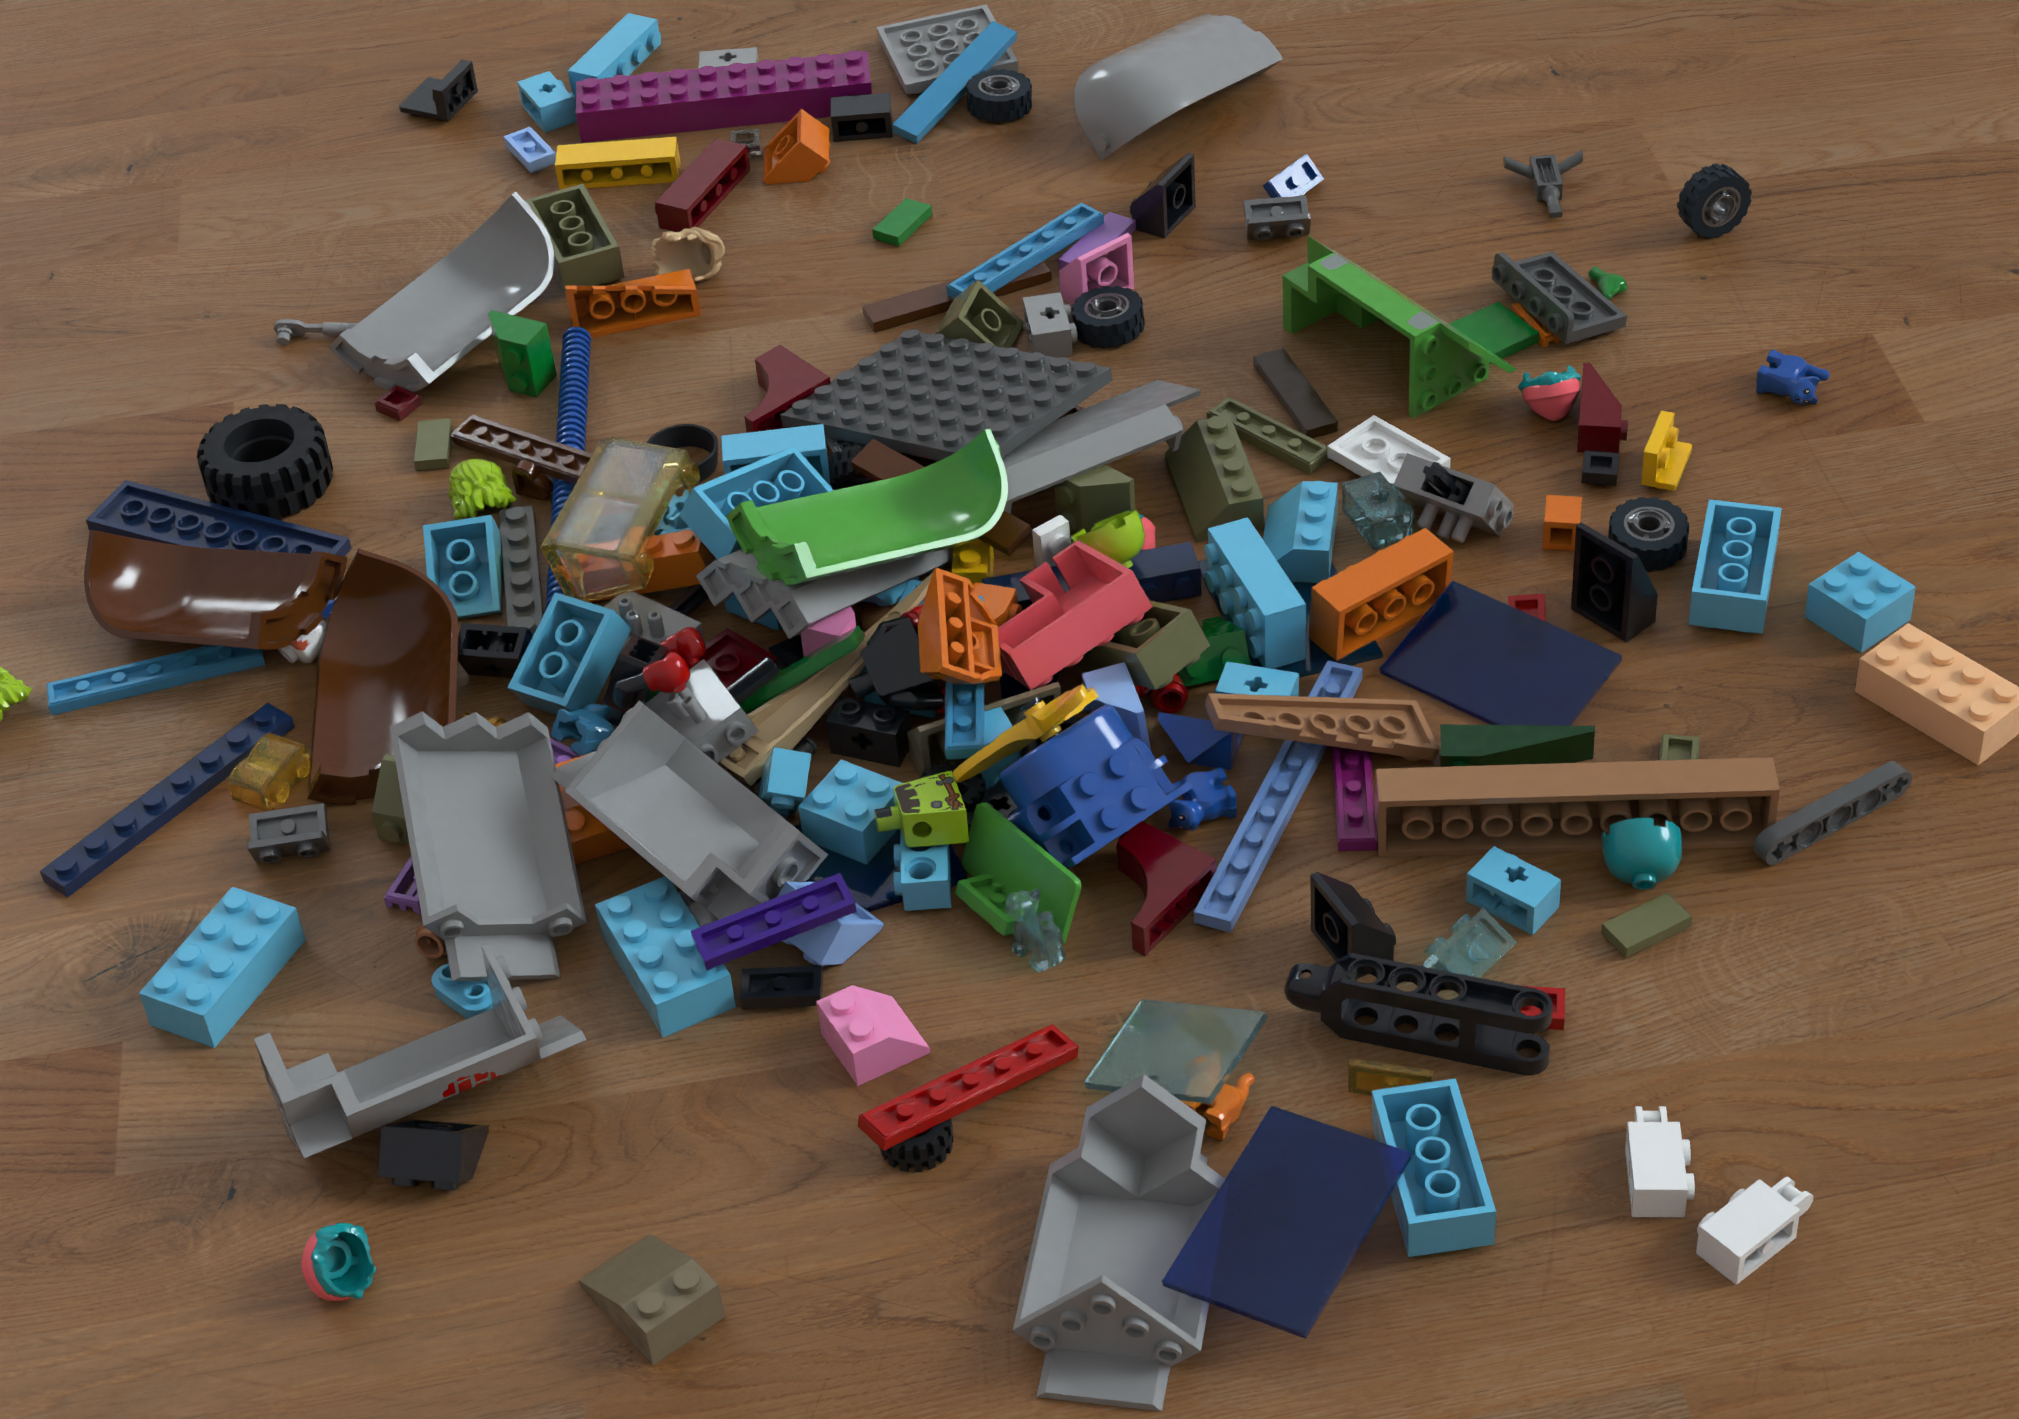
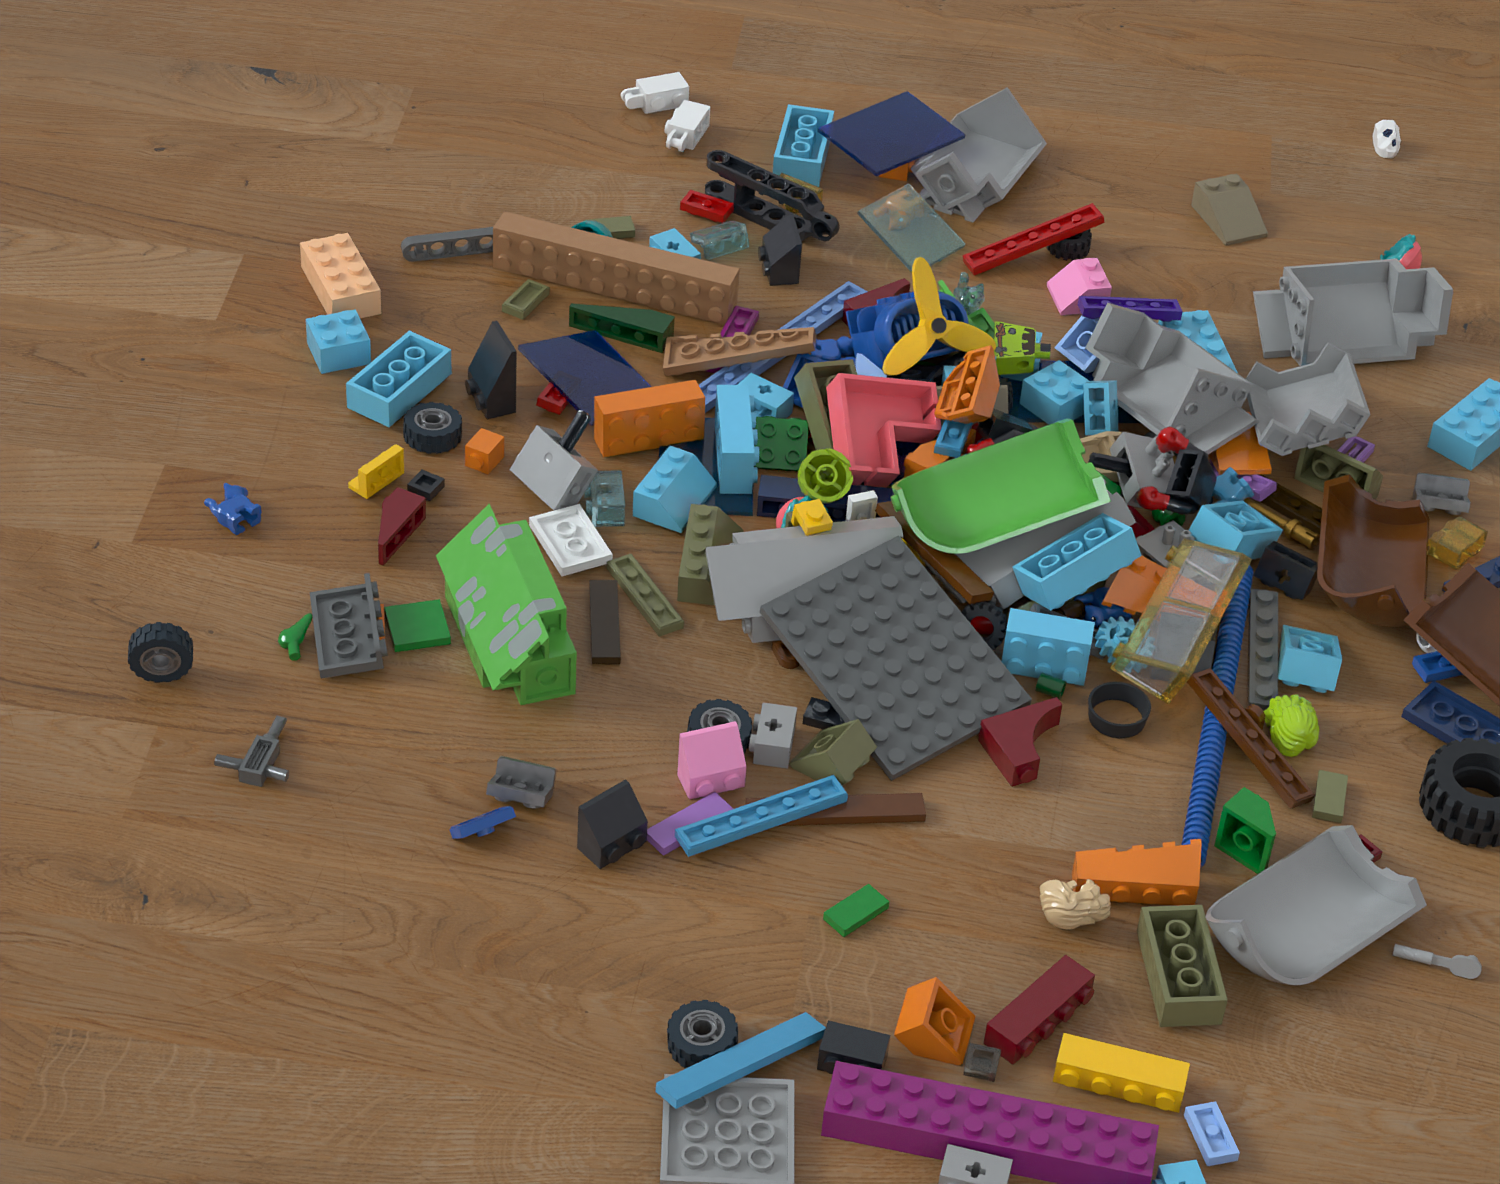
camera: 170 degrees left, 0 degrees up
(1097, 449) = (811, 517): none -> yellow bracket
(1164, 75) = (525, 962): light grey panel -> none
(1551, 393) = (418, 540): coral hair -> none

